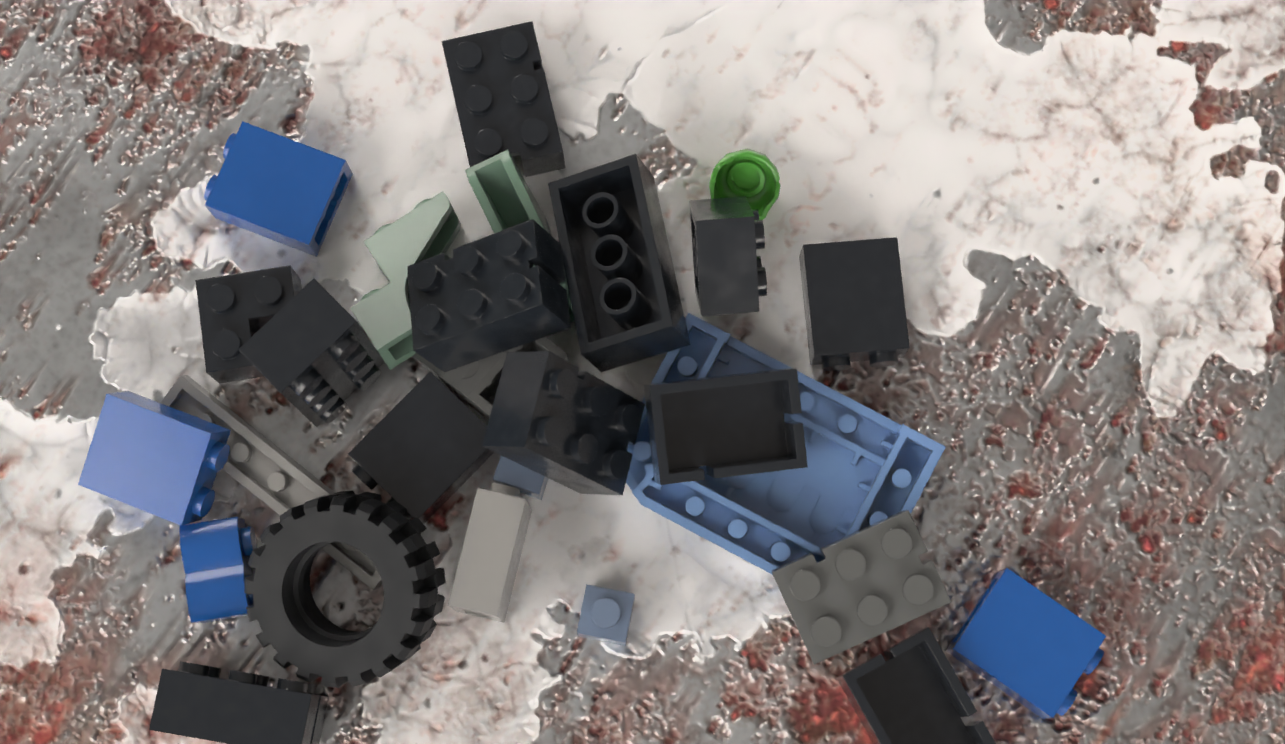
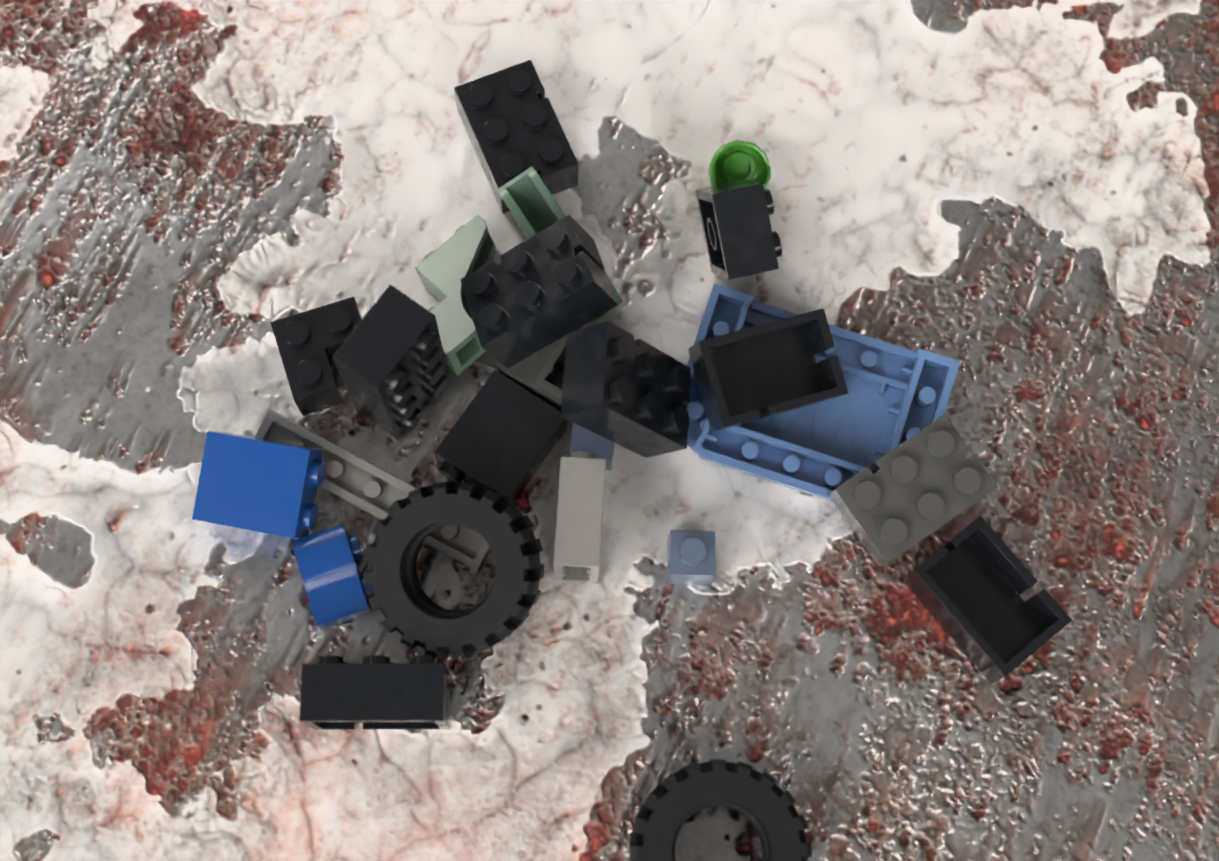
camera: 15 degrees left, 5 degrees down
(278, 188) = (328, 237): blue brick -> none
(618, 264) = (645, 250): black brick -> none
(854, 303) = (853, 256): black brick -> none
(1027, 645) = (1064, 522): blue brick -> none

